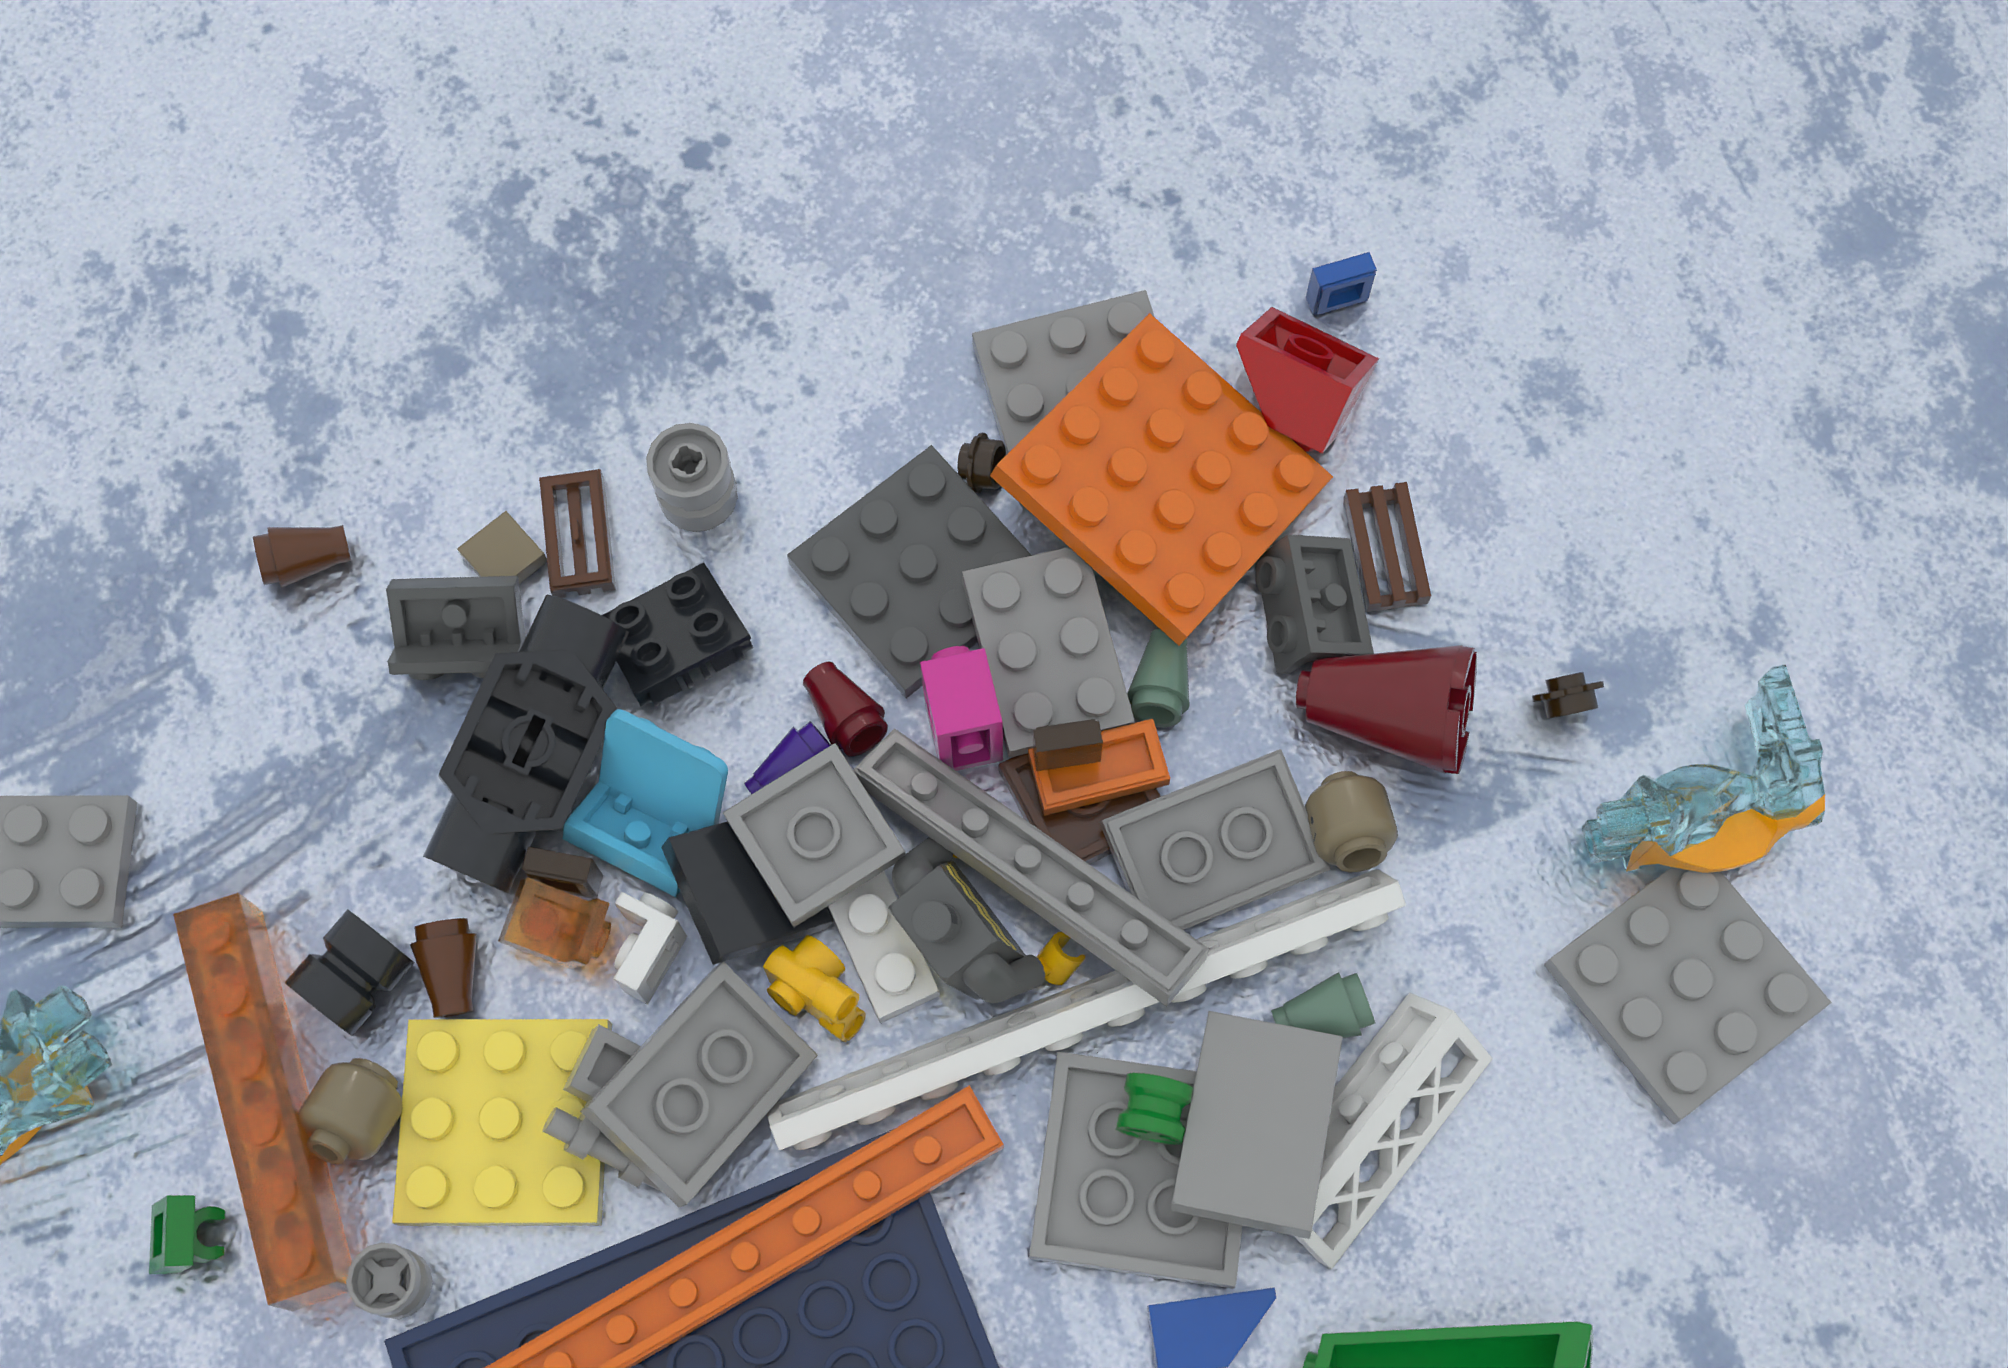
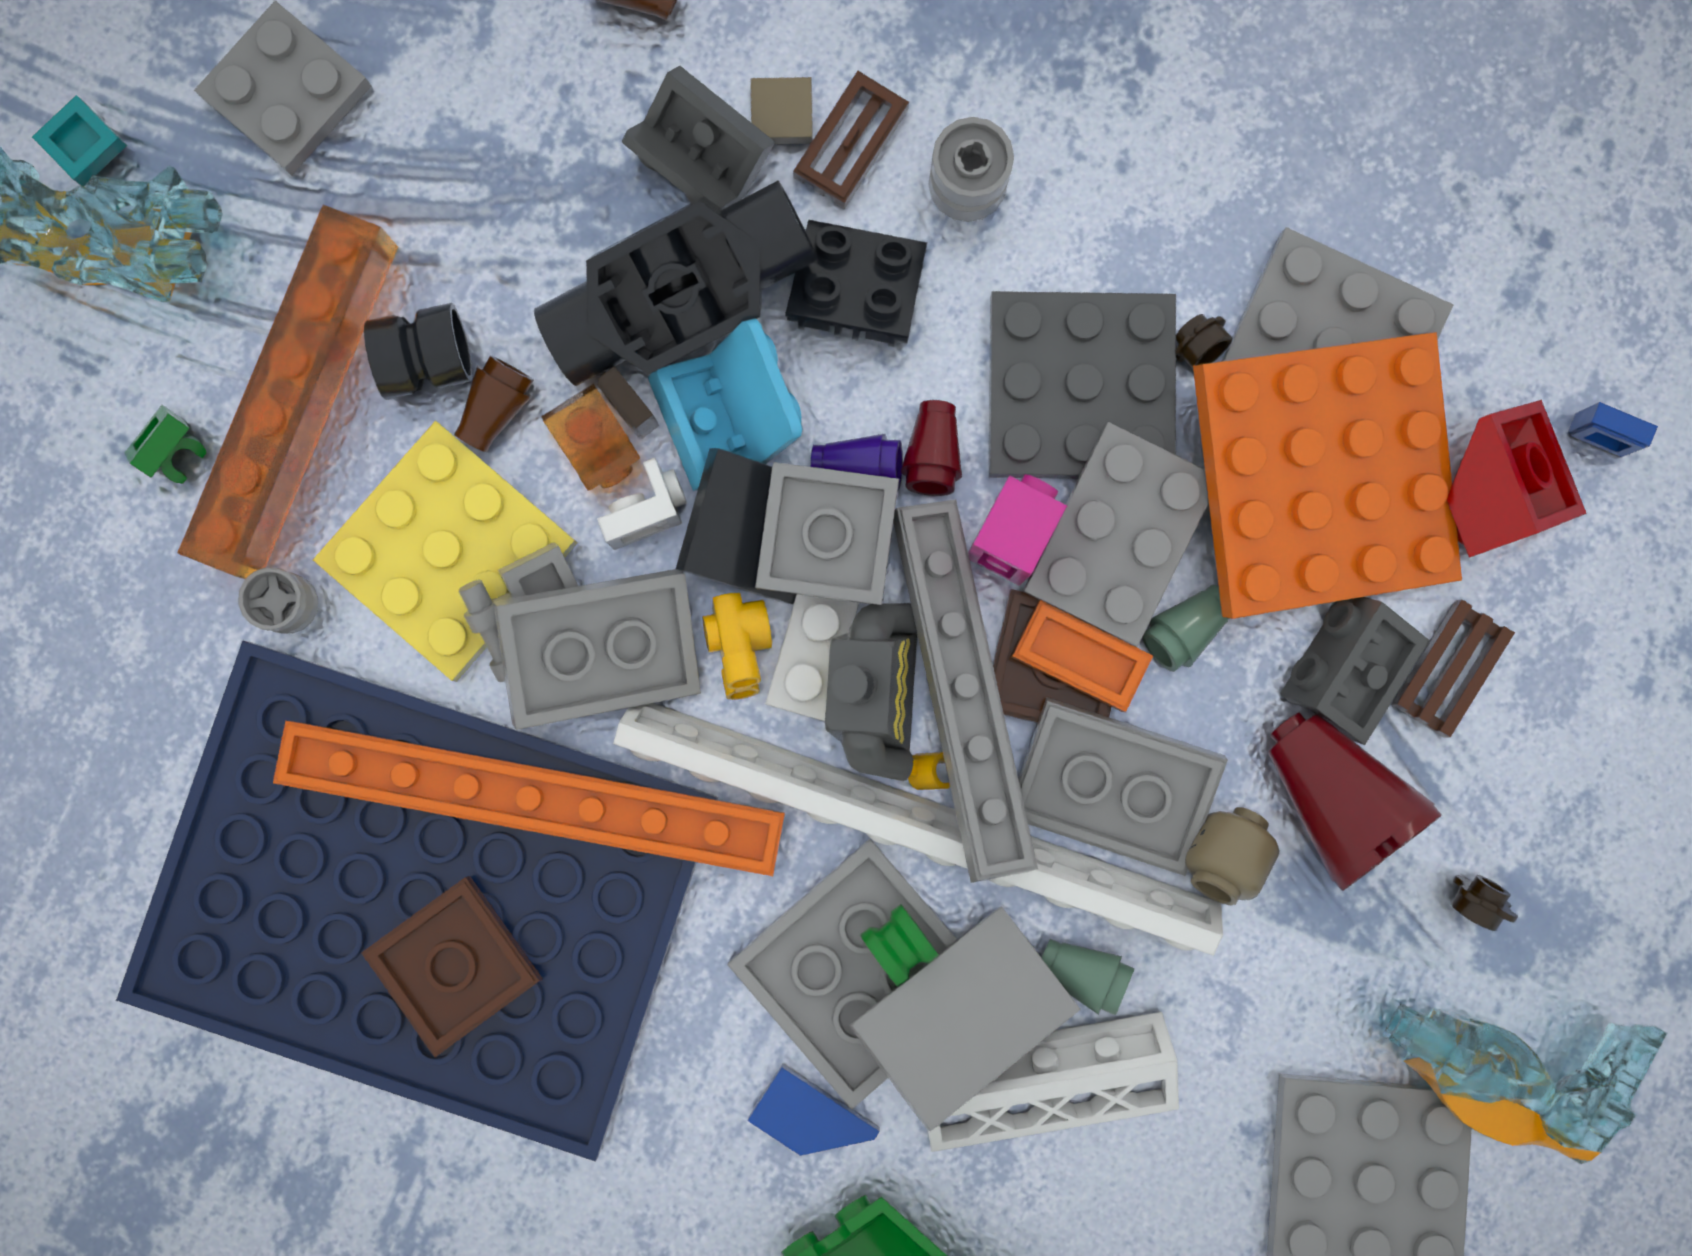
camera: 40 degrees right, 15 degrees up
(350, 1111) = (341, 456): dark tan head -> none
(1067, 744) = (1068, 626): dark brown tile -> none

